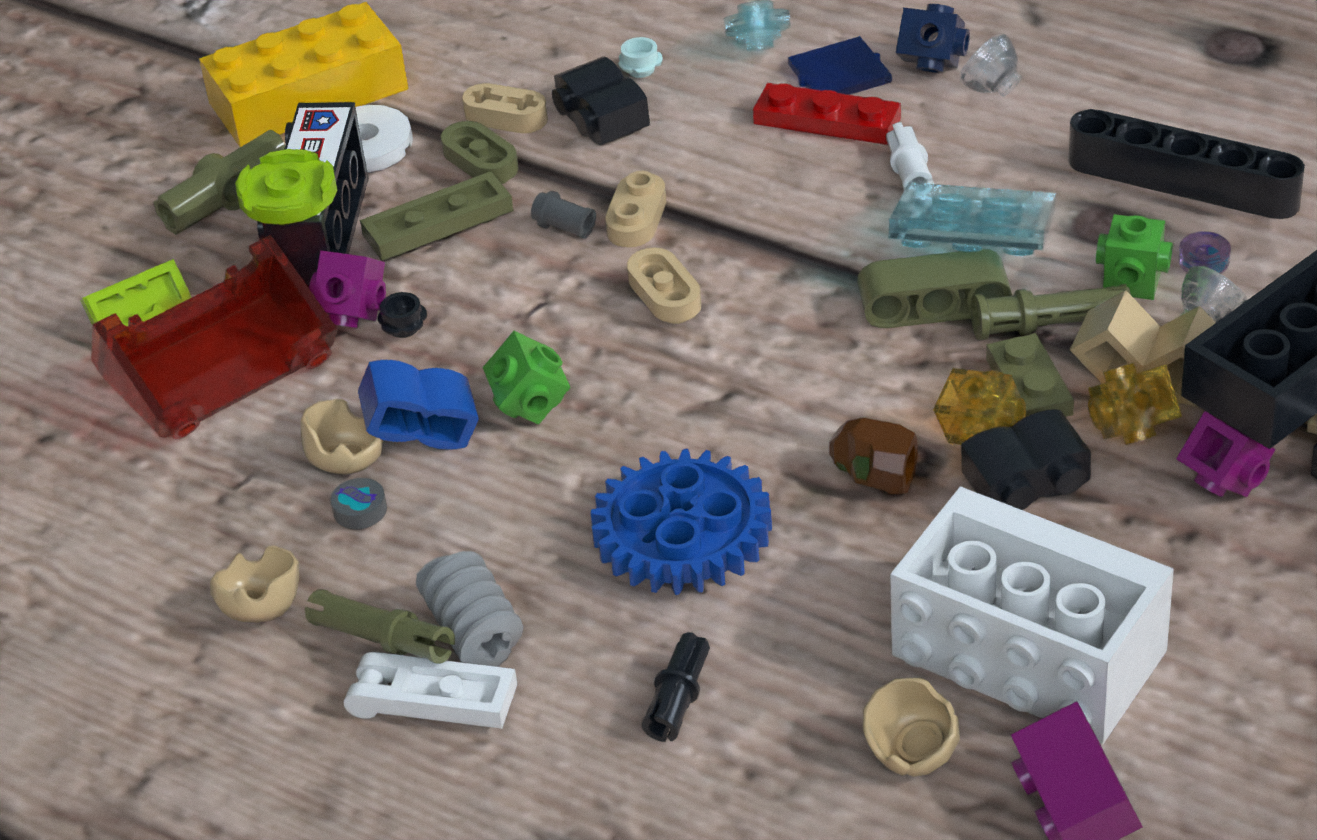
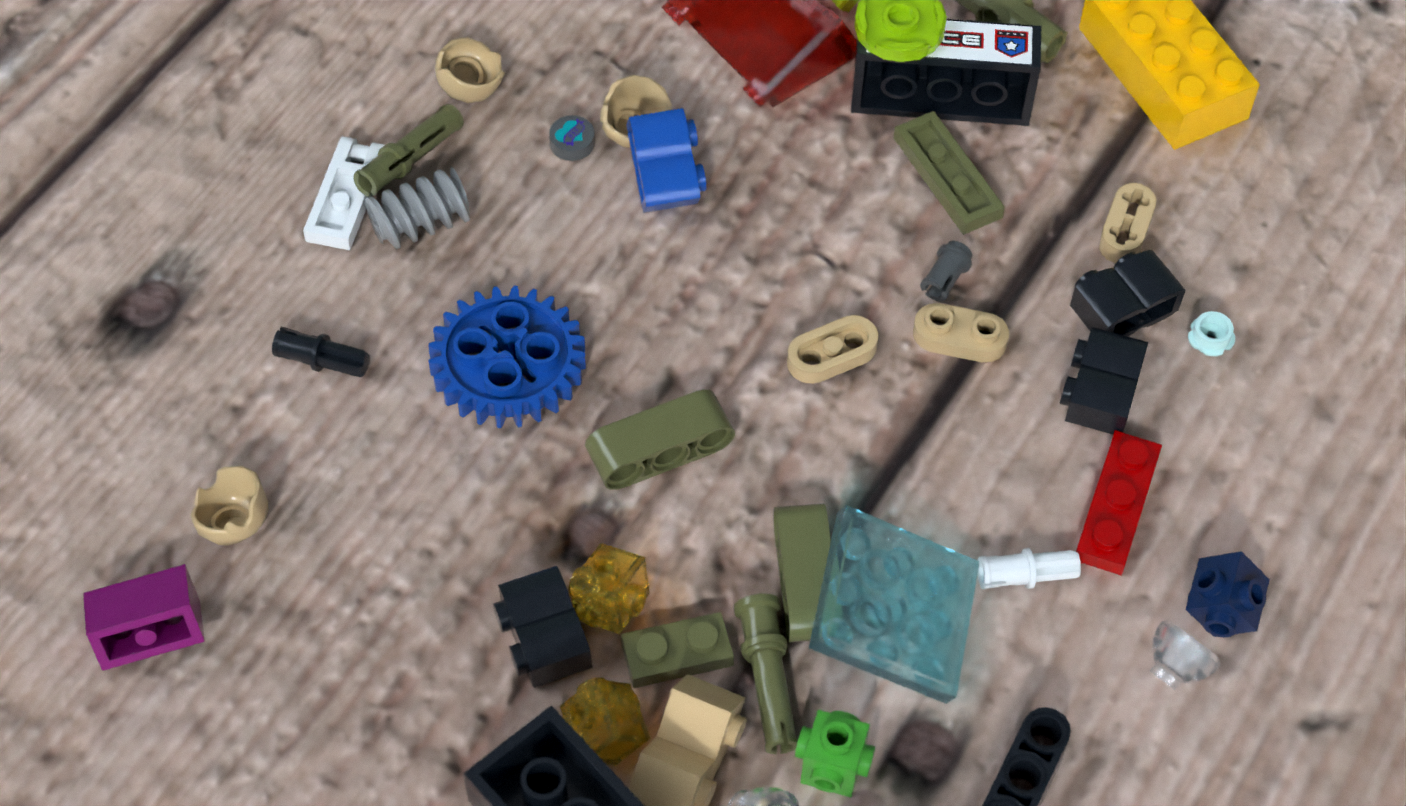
camera: 85 degrees right, 15 degrees up
(349, 287) = (828, 104): magenta brick -> none
(387, 135) = (1081, 96): white tile -> none
(401, 314) = (805, 145): black plate -> none
(479, 150) = (1042, 203): olive plate -> none
(526, 378) = (707, 239): bright green brick -> none
(700, 111) = (1105, 381): none -> black brick
(757, 24) = (1259, 434): clear light blue plate -> none
(784, 396) = (659, 439): none -> olive beam
(840, 67) = (1204, 519): clear blue piece -> none
(876, 454) = (566, 508): reddish brown rock -> none
(1030, 611) = (323, 594): white brick -> none

